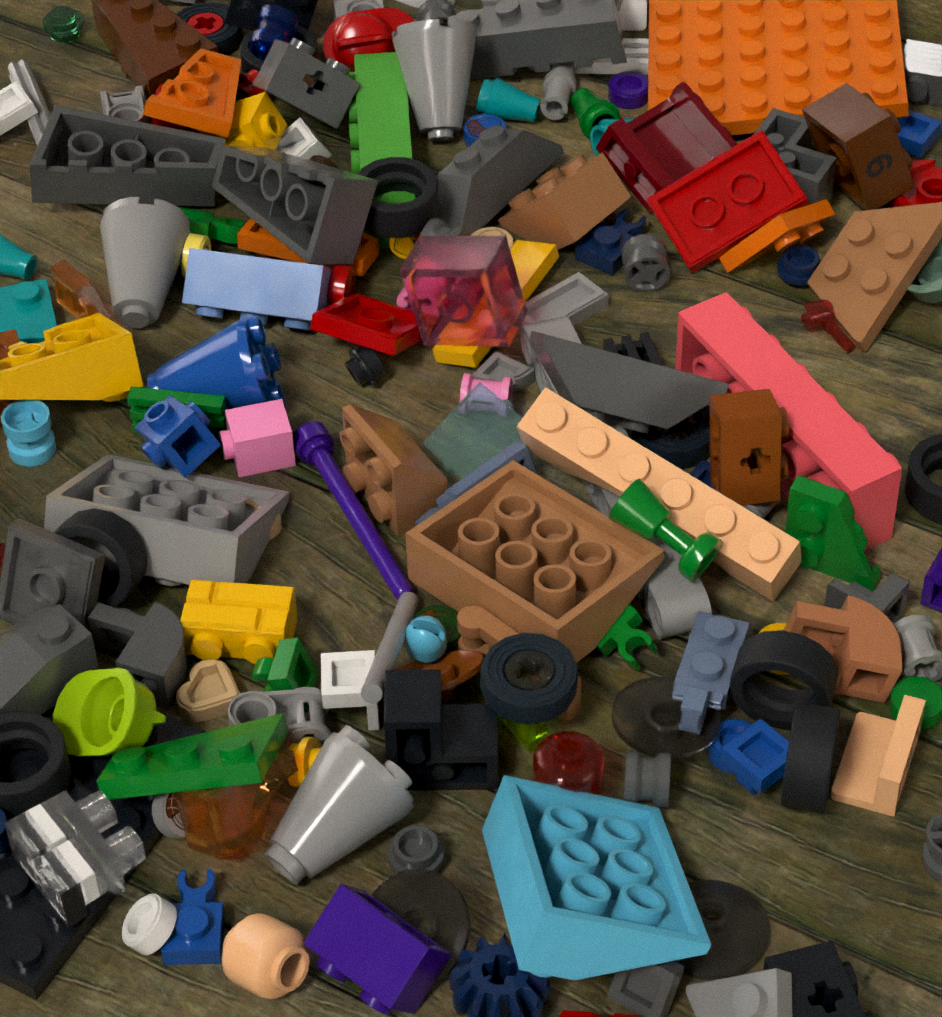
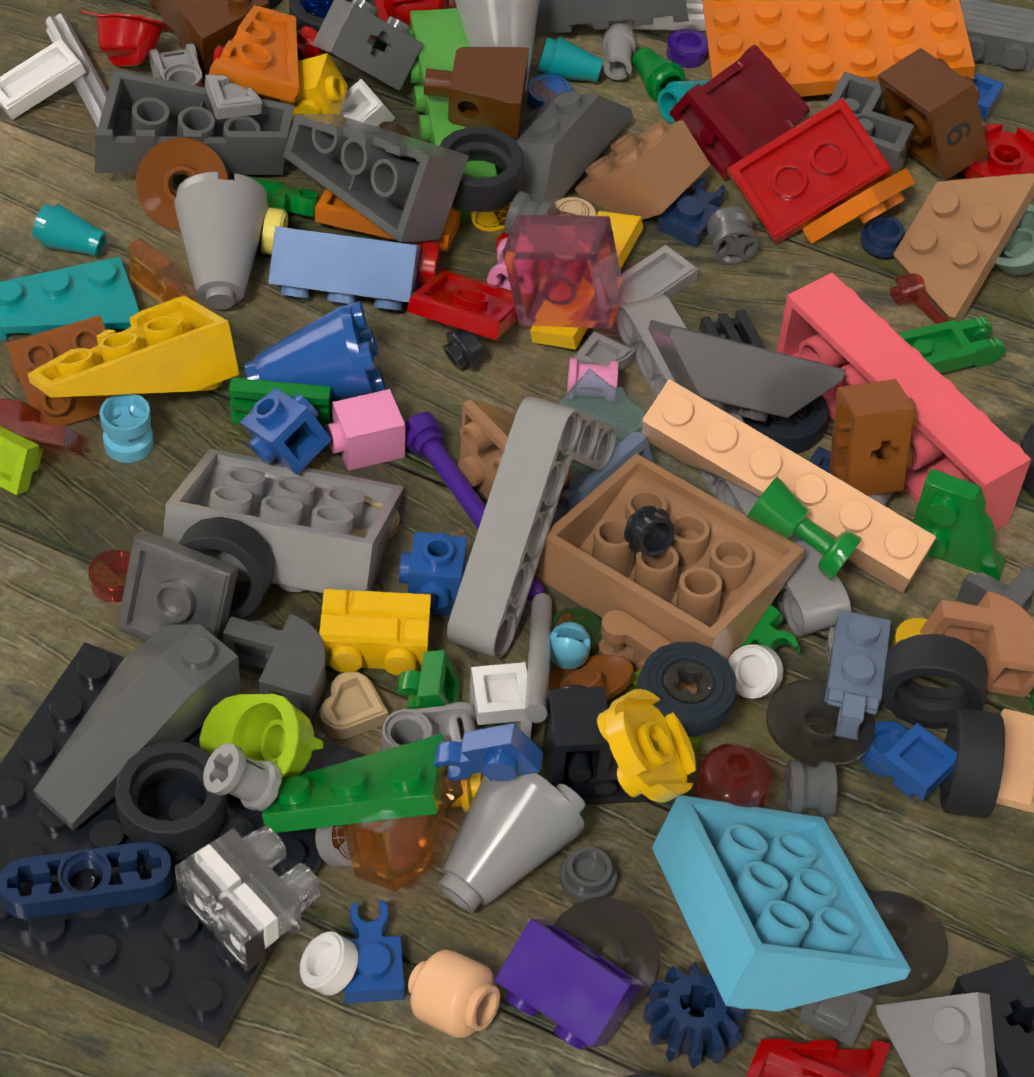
camera: 10 degrees left, 5 degrees up
(79, 743) = (235, 774): none -> light grey bush
(81, 79) = (127, 36): none -> red piece
(94, 194) = (160, 167): none -> dark orange dish
(164, 132) = (231, 99): none -> light grey tile
(309, 565) = (435, 568): none -> blue brick
(321, 724) = (495, 751): none -> blue plate
(383, 512) = (518, 519): none -> light grey beam
(411, 122) = (483, 87): none -> reddish brown torso
(476, 727) = (648, 747): none -> yellow plate
(517, 533) = (649, 531): none -> black plate
(607, 668) = (756, 670): none -> white tile
(855, 367) = (956, 344): none -> green hinge

